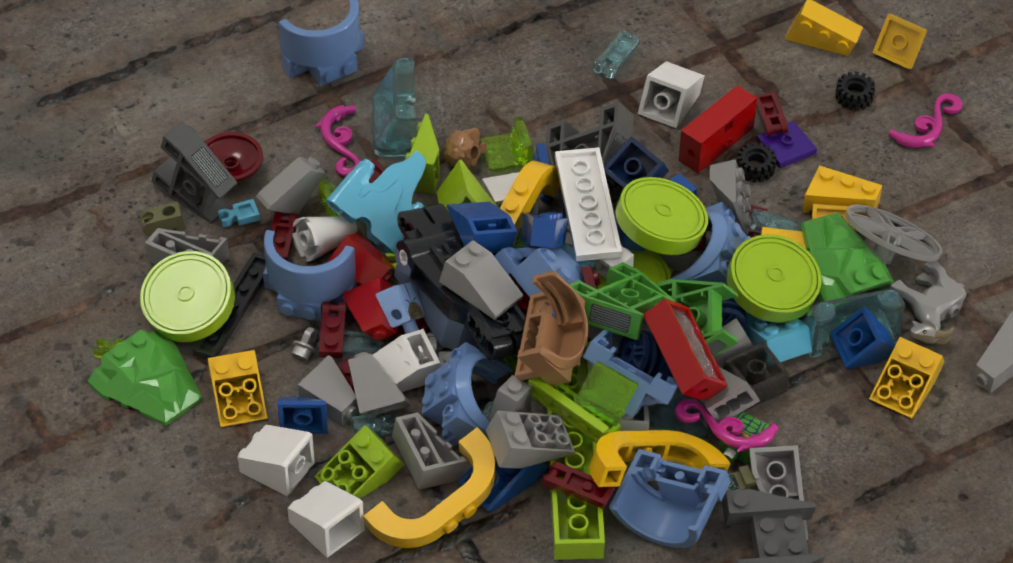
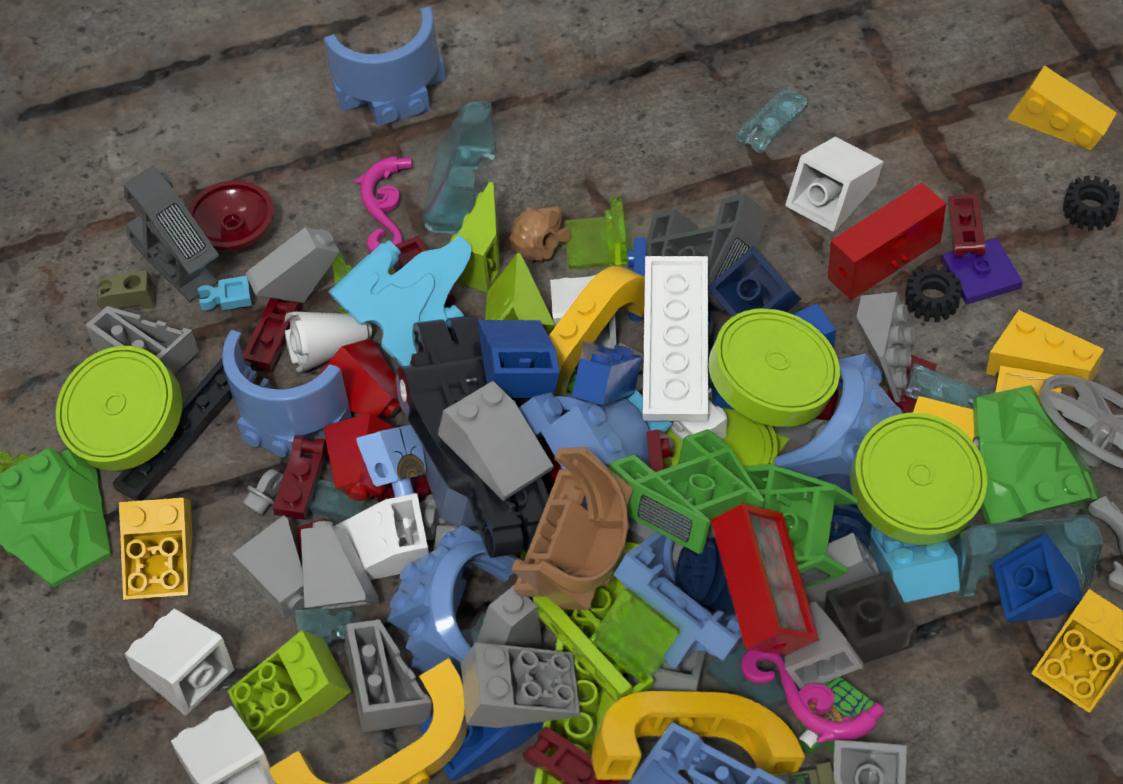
camera: 15 degrees right, 5 degrees up
(303, 414) = (225, 598): blue slope -> none

